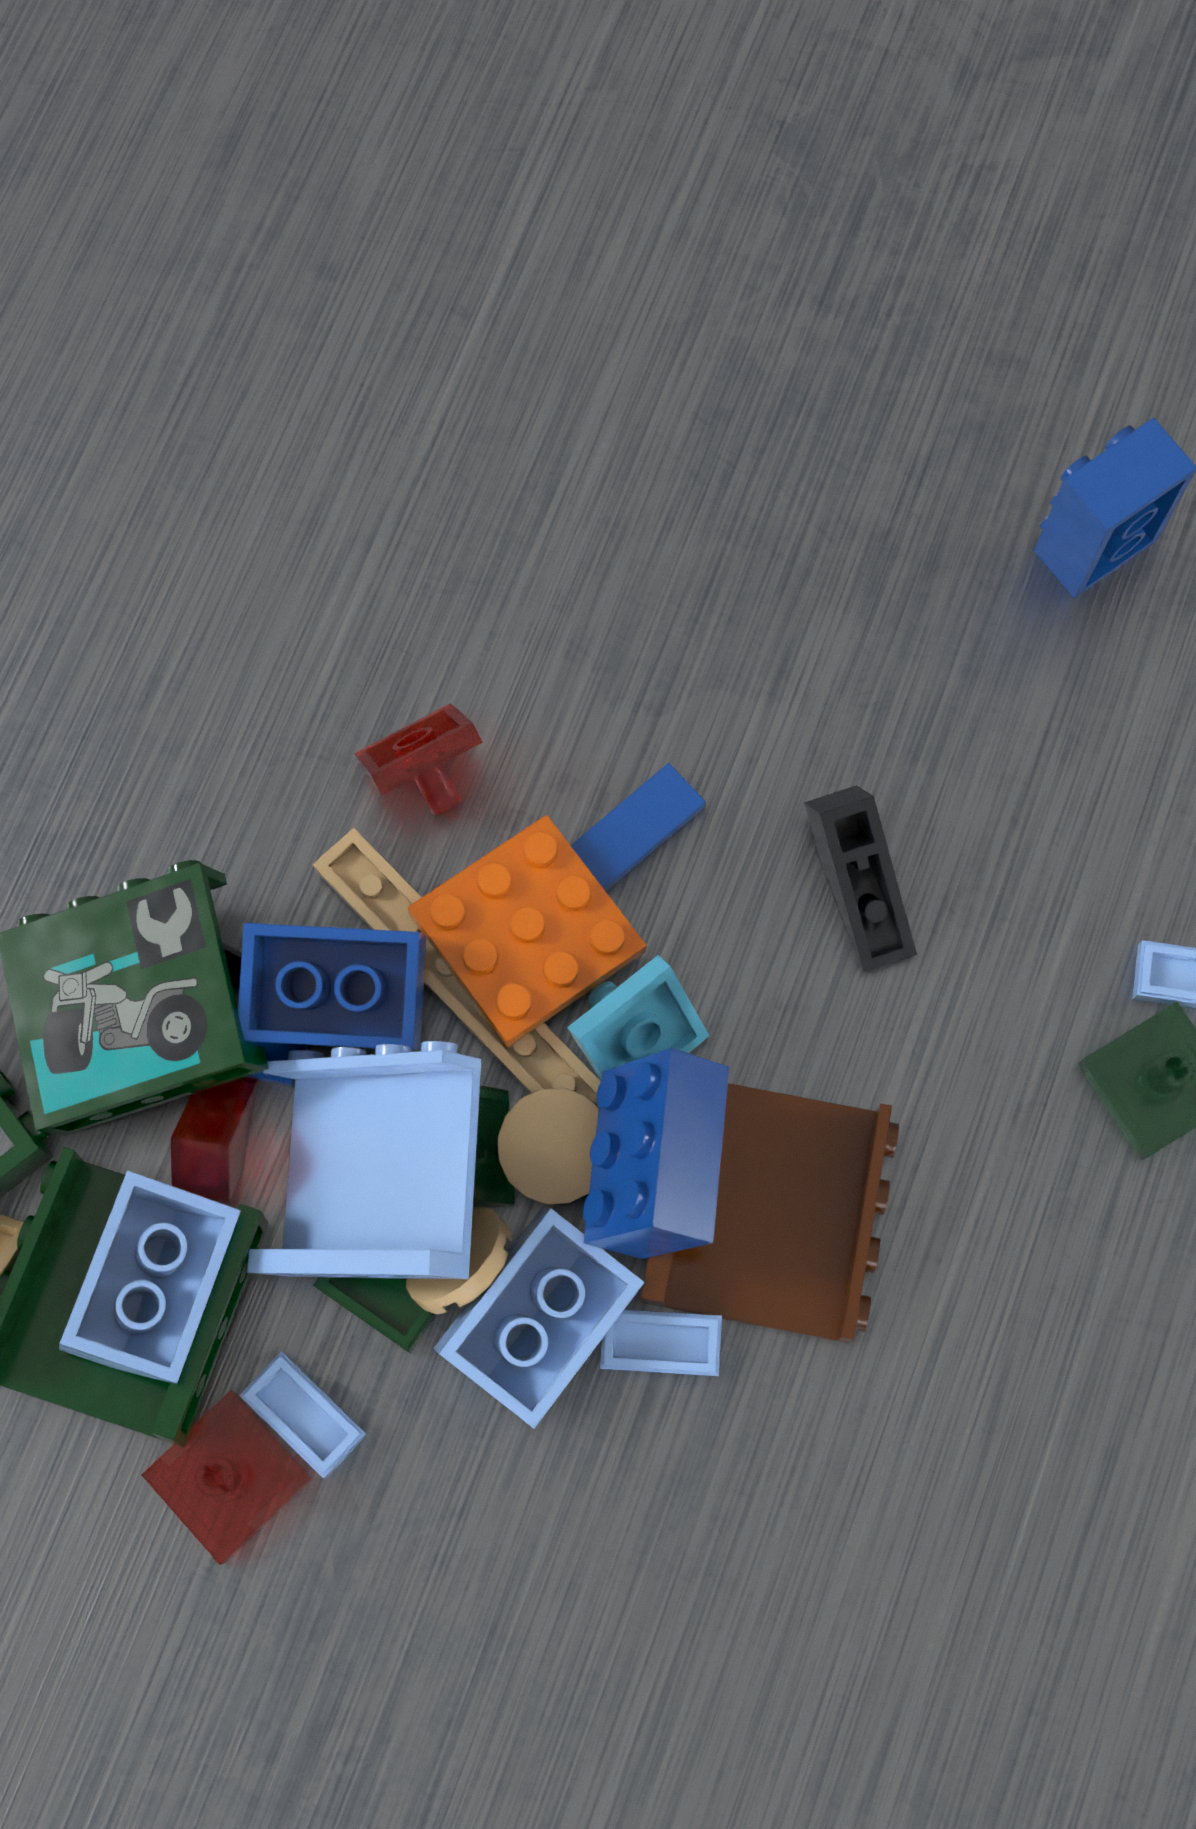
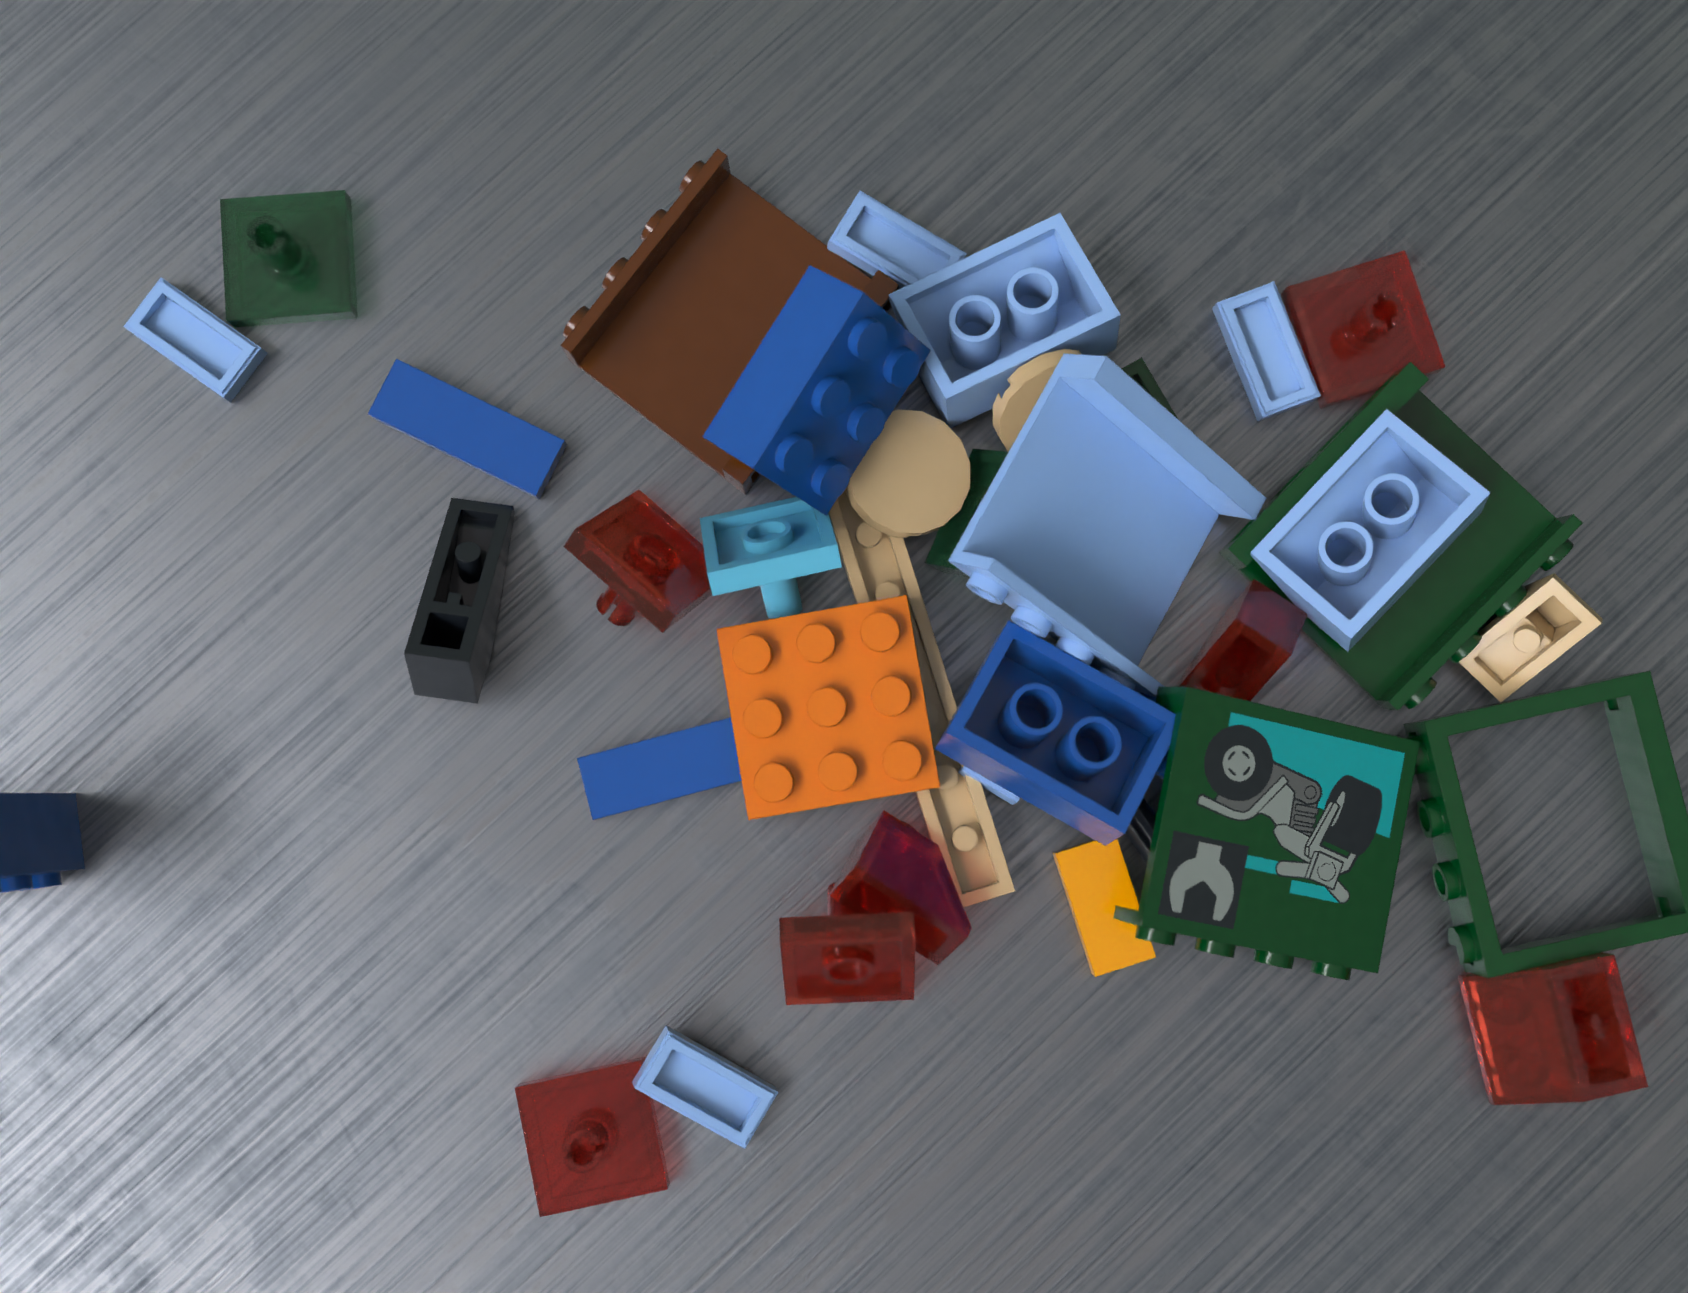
camera: 160 degrees left, 10 degrees up
(246, 895) = (1094, 884): none -> light orange tile
(404, 827) = (904, 872): none -> clear red slope
(482, 615) = (705, 1087): none -> light blue tile
(549, 545) = (591, 1138): none -> clear red tile
(731, 968) = (644, 561): none -> clear red tile
(935, 1014) = (467, 429): none -> blue tile

